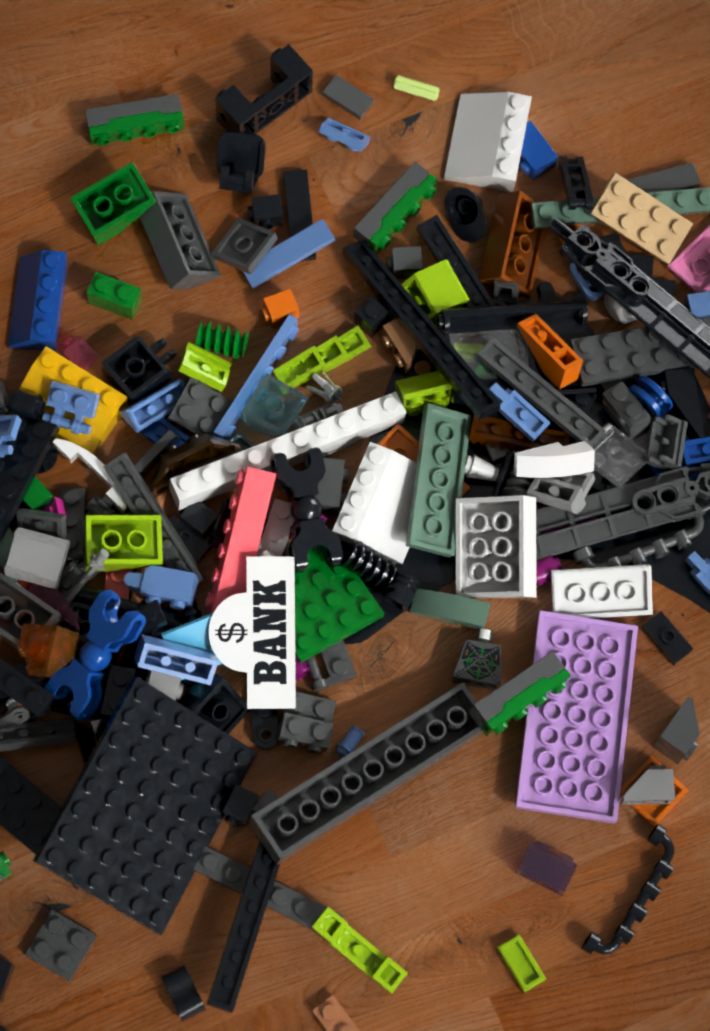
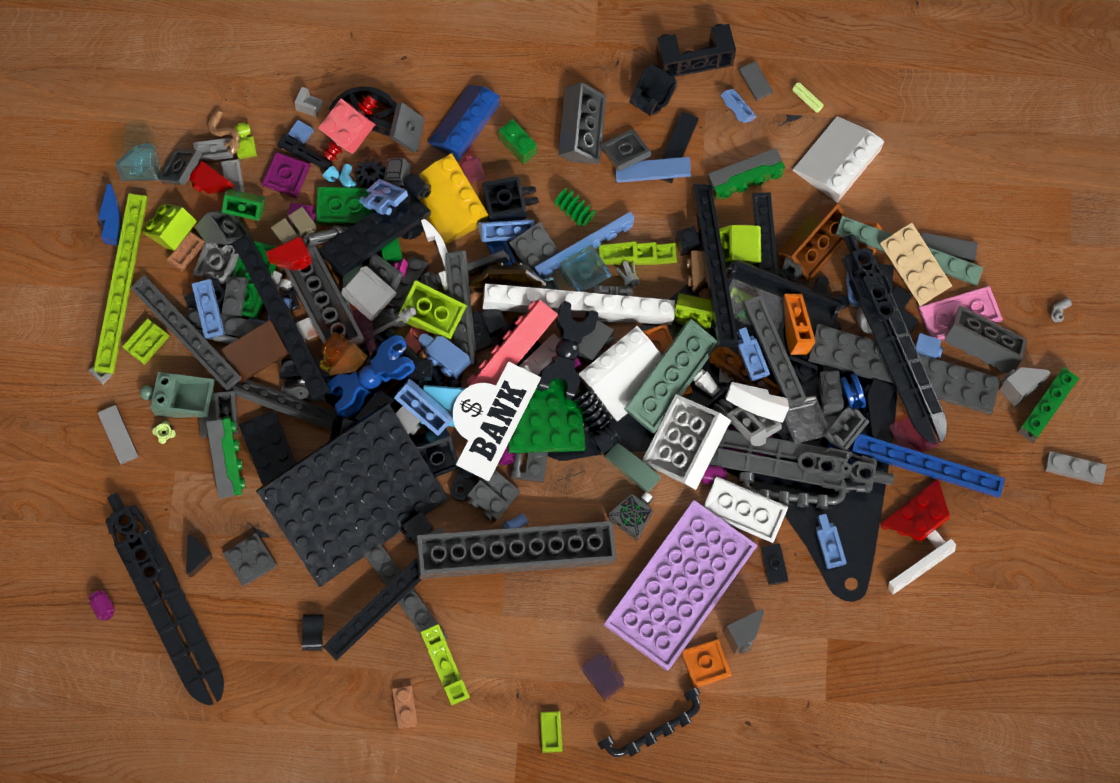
camera: 30 degrees right, 0 degrees up
(73, 400) = (450, 199): medium blue plate -> none
(113, 203) = (549, 77): green slope -> none
(135, 120) = (597, 27): piece -> none
(205, 367) = (553, 220): lime plate -> none
(266, 211) = (654, 133): black brick -> none
(278, 307) = (627, 203): orange brick -> none
(405, 261) = (732, 214): dark grey brick -> none
(465, 213) = (793, 201): black piece -> none
(519, 694) = (646, 548): piece -> none
(536, 153) = (866, 183): blue slope -> none
(576, 182) = (882, 216): black plate -> none
(652, 788) = (704, 659): light grey slope -> none

